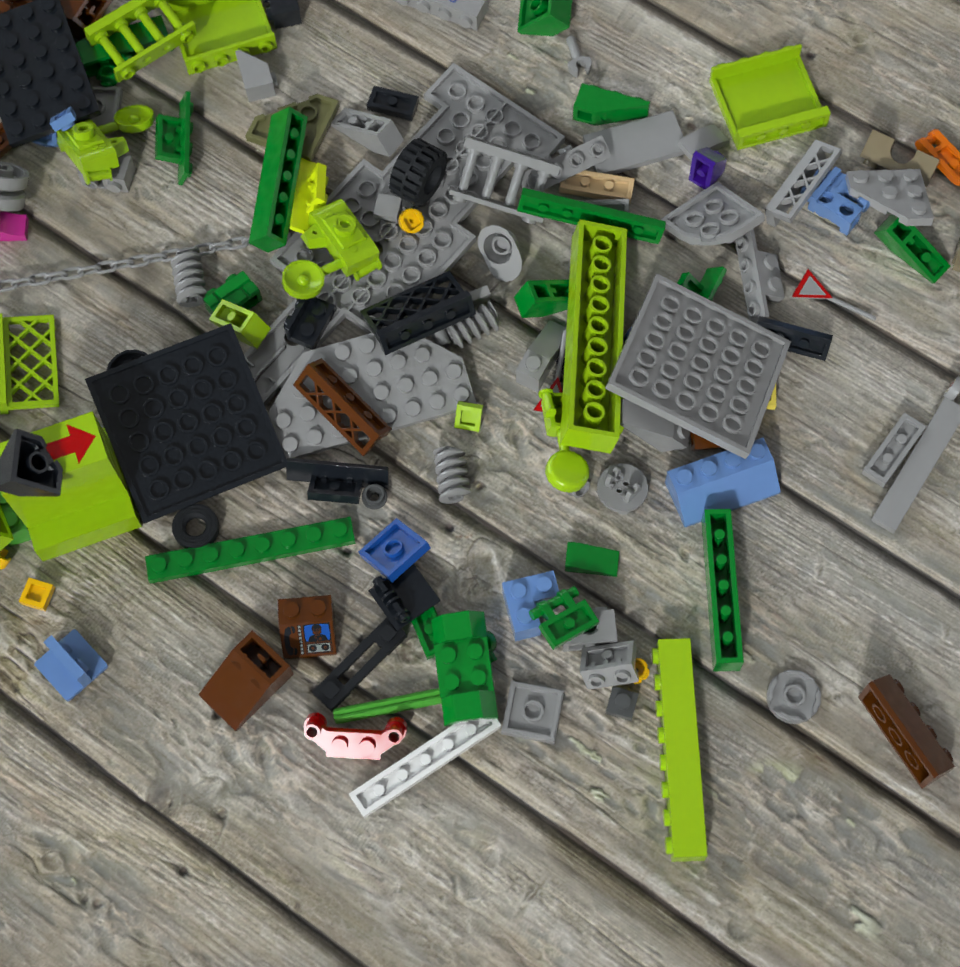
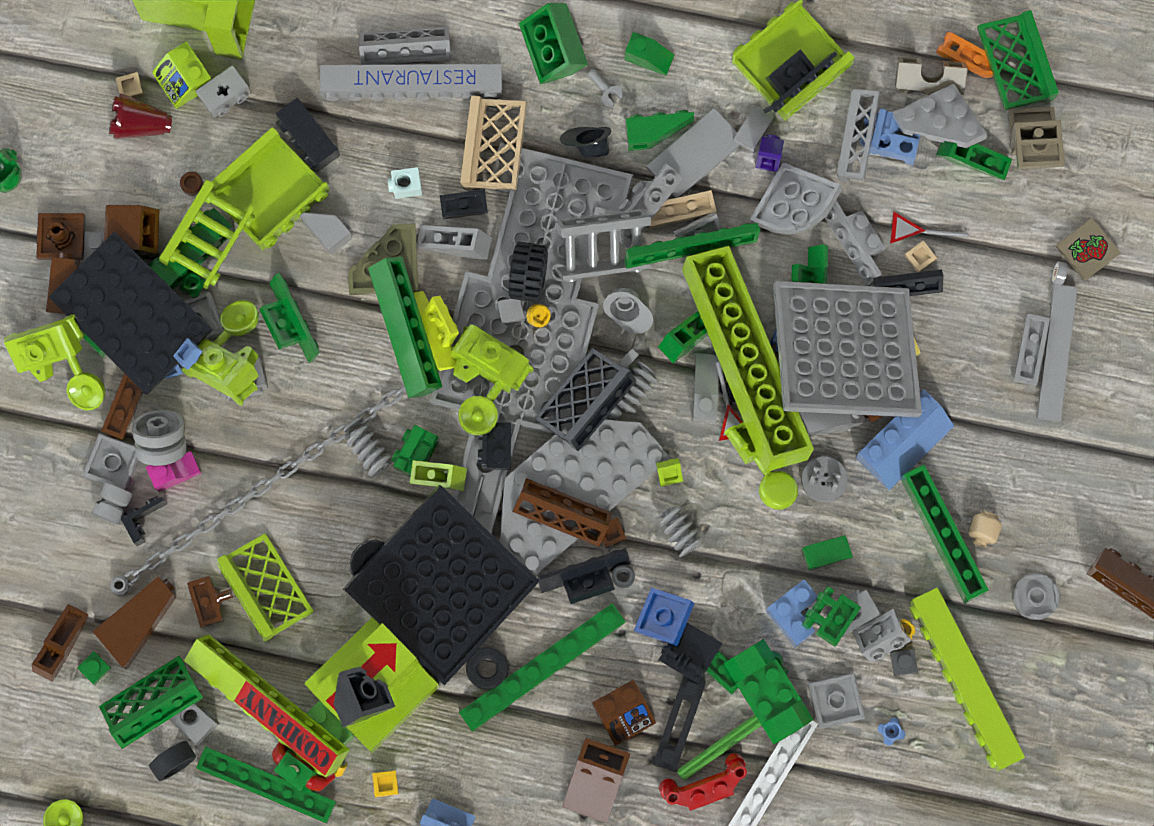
camera: 25 degrees left, 10 degrees up
(355, 63) = (414, 187): none -> light aqua brick
(383, 451) = (614, 534): none -> reddish brown plate
(430, 54) = (474, 145): none -> tan fence
(538, 95) = (588, 140): none -> black piece
(570, 762) = (894, 725): none -> medium blue plate
(631, 40) = (648, 54): none -> green slope
(761, 107) = (792, 74): none -> black bracket
(768, 603) = (985, 528): none -> tan head
(817, 317) = (920, 256): none -> tan plate

